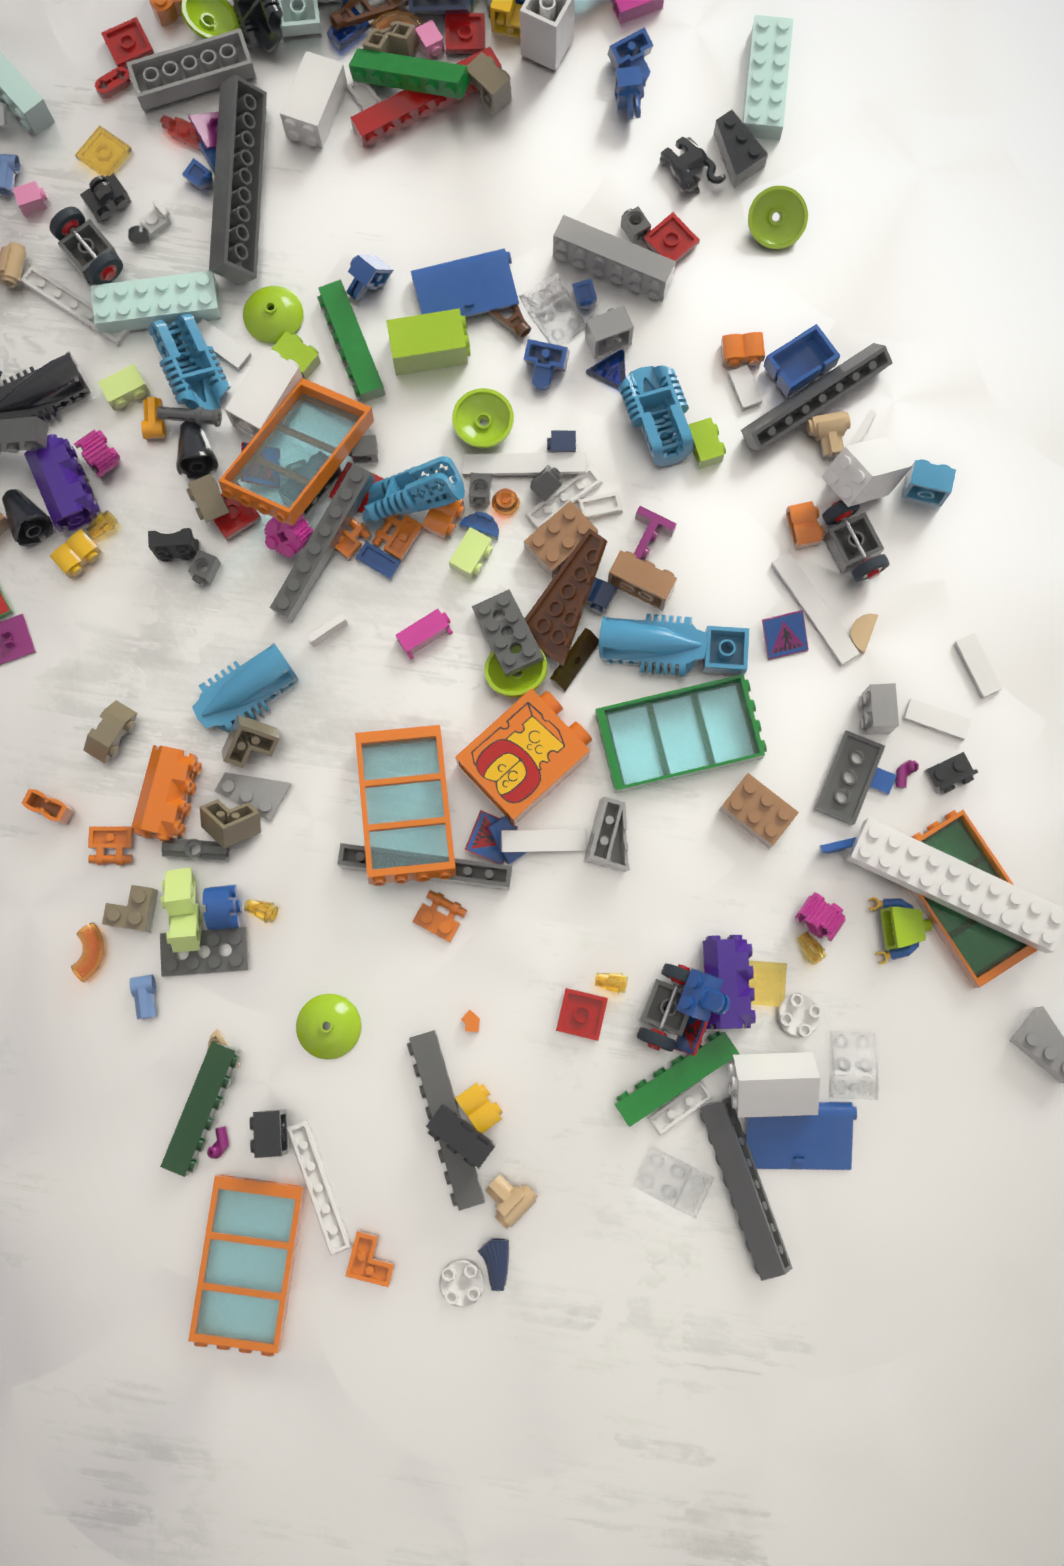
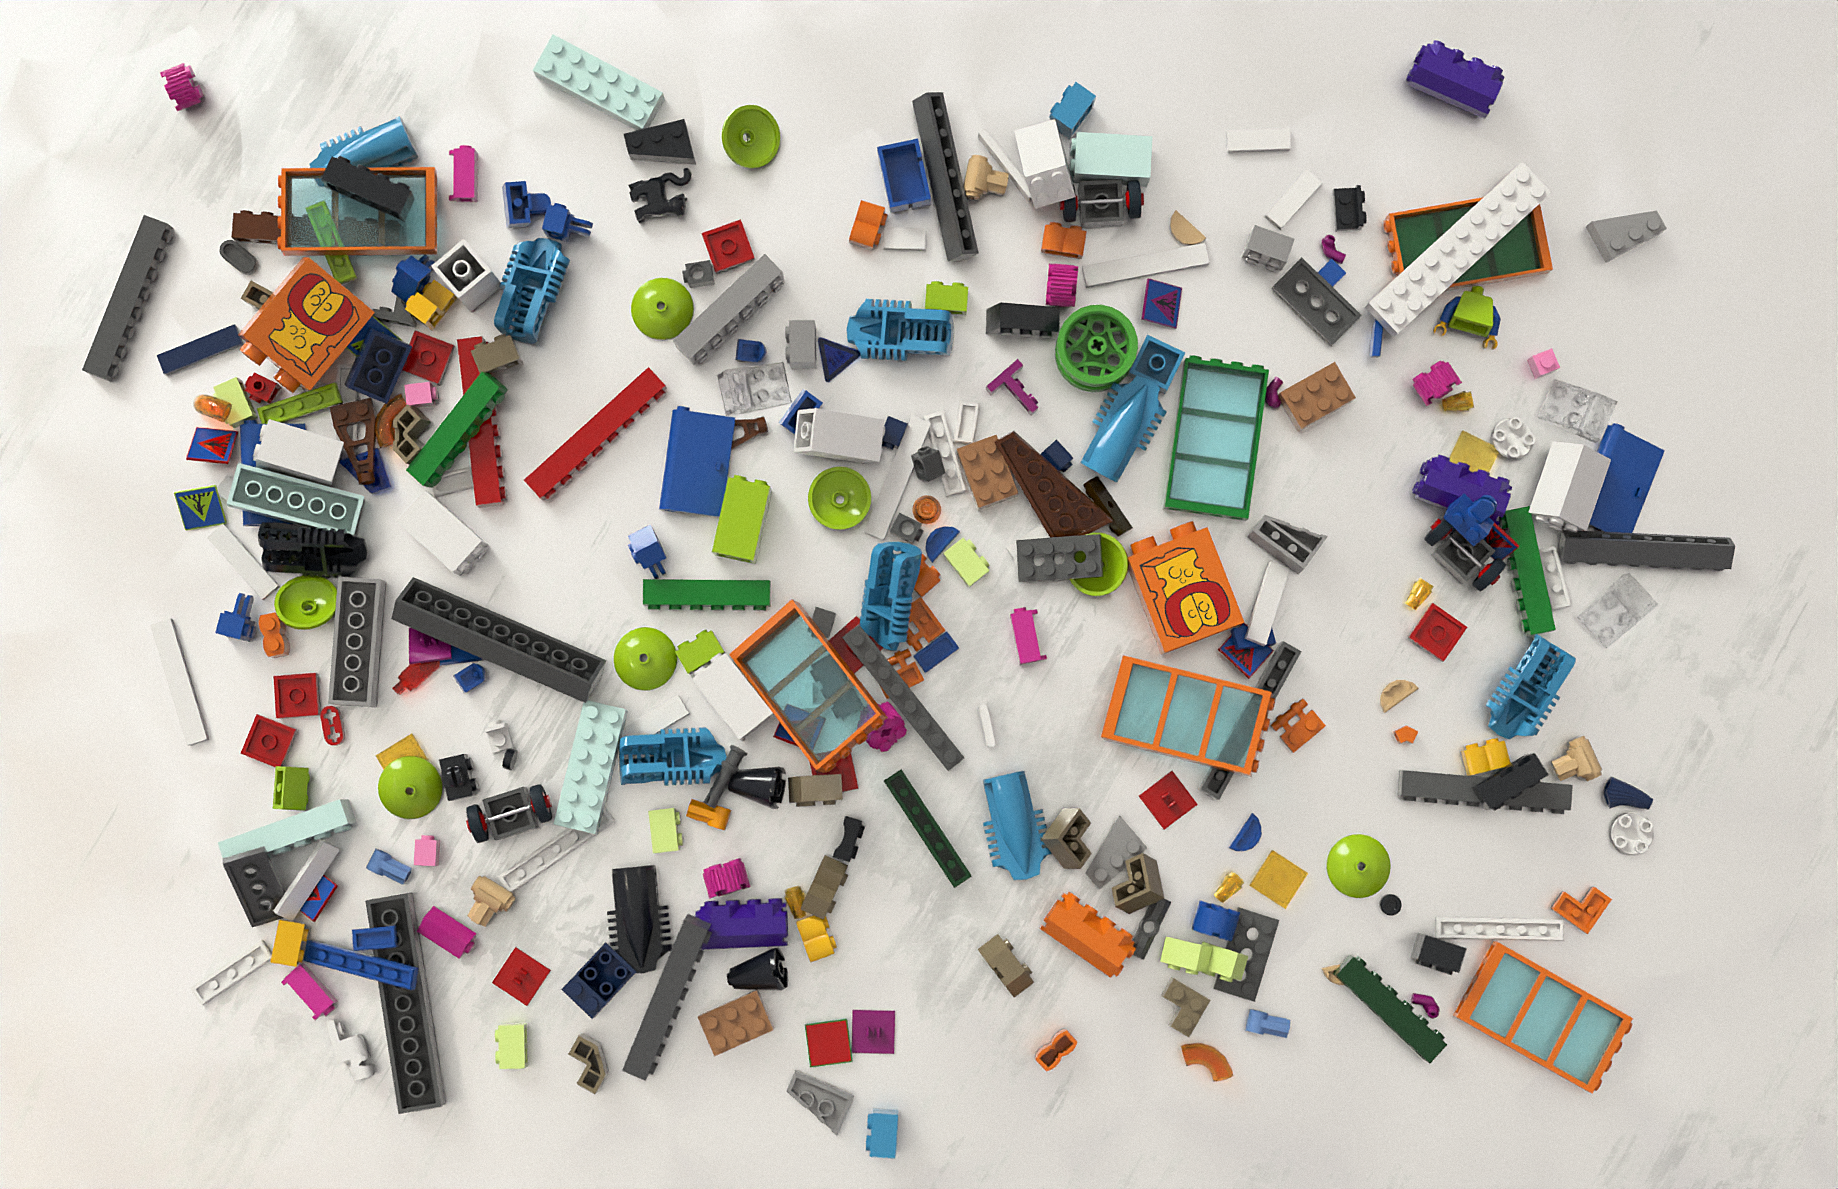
camera: 70 degrees left, 5 degrees up
(43, 67) = (290, 788): none -> lime brick
(79, 36) = (268, 741): none -> red plate
(92, 161) = (413, 773): none -> lime dish
(110, 838) = (1106, 1003): orange plate -> none
(120, 543) = (824, 887): none -> dark tan brick
(204, 559) = (870, 815): dark grey brick -> none
(211, 611) = (927, 828): none -> dark green brick
(286, 954) = (1278, 879): none -> clear yellow tile
(302, 1071) = (1390, 904): none -> black tile
(318, 910) = (1248, 835): none -> blue tile
(323, 823) = (1168, 800): none -> red piece
(455, 194) = (595, 434): none -> red brick
(507, 997) = (1395, 693): none -> tan tile
(537, 390) = (839, 435): none -> white brick
(559, 87) = (530, 282): none -> dark azure connector
(561, 1123) = (1529, 690): none -> dark azure connector
(603, 214) = (663, 323): none -> lime dish
(642, 579) = (1059, 413): medium nougat brick -> none
(715, 516) = (1022, 320): none -> black wedge
(716, 585) = (1094, 359): none -> bright green wheel
(744, 768) = (1272, 397): none -> magenta arm
(762, 536) = (1061, 285): none -> dark pink brick
(884, 1015) = (1543, 363): none -> bright pink brick
(901, 534) = (1110, 157): none -> light aqua brick

